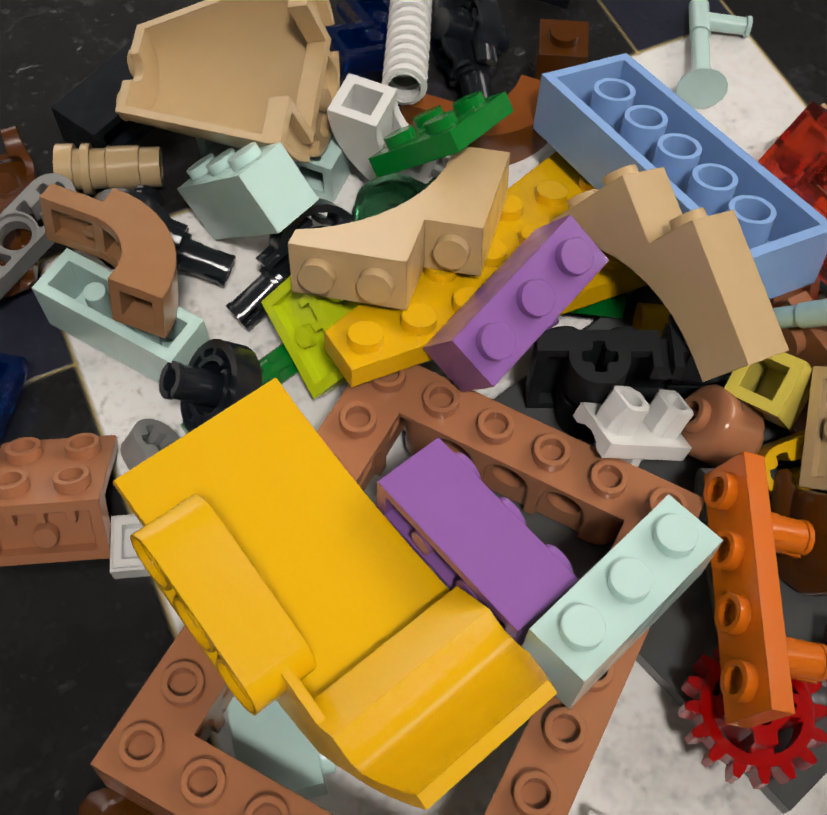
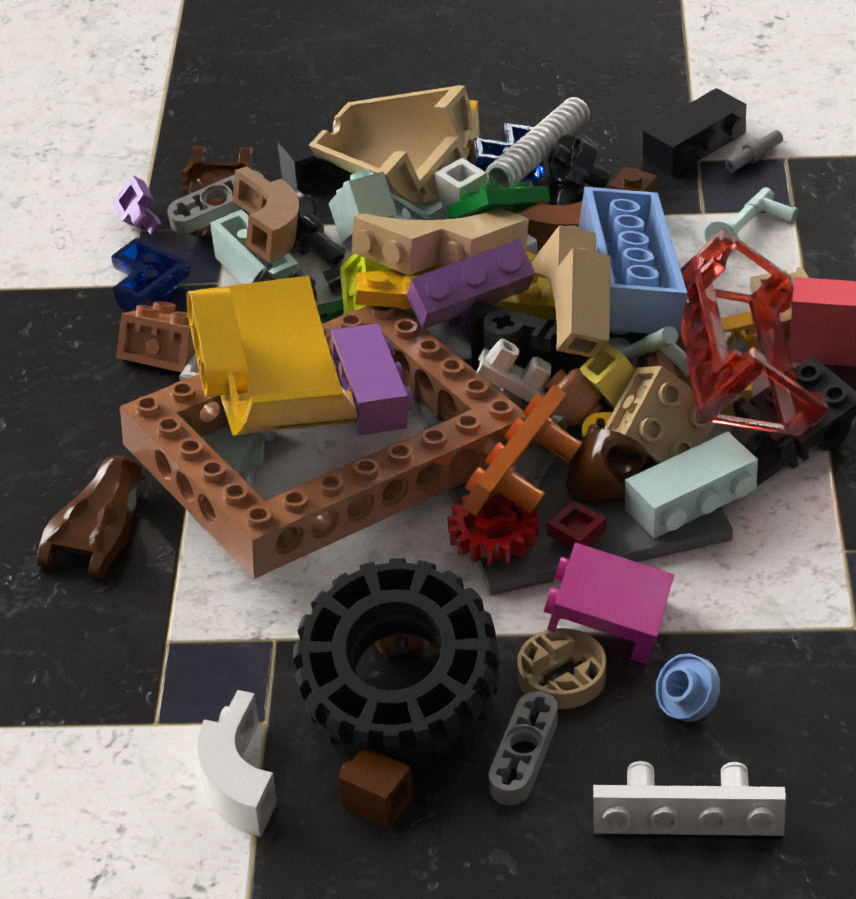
camera: 30 degrees right, 20 degrees down
(109, 167) = (319, 188): tan axle -> none
(620, 598) = (427, 416): light aqua brick -> none

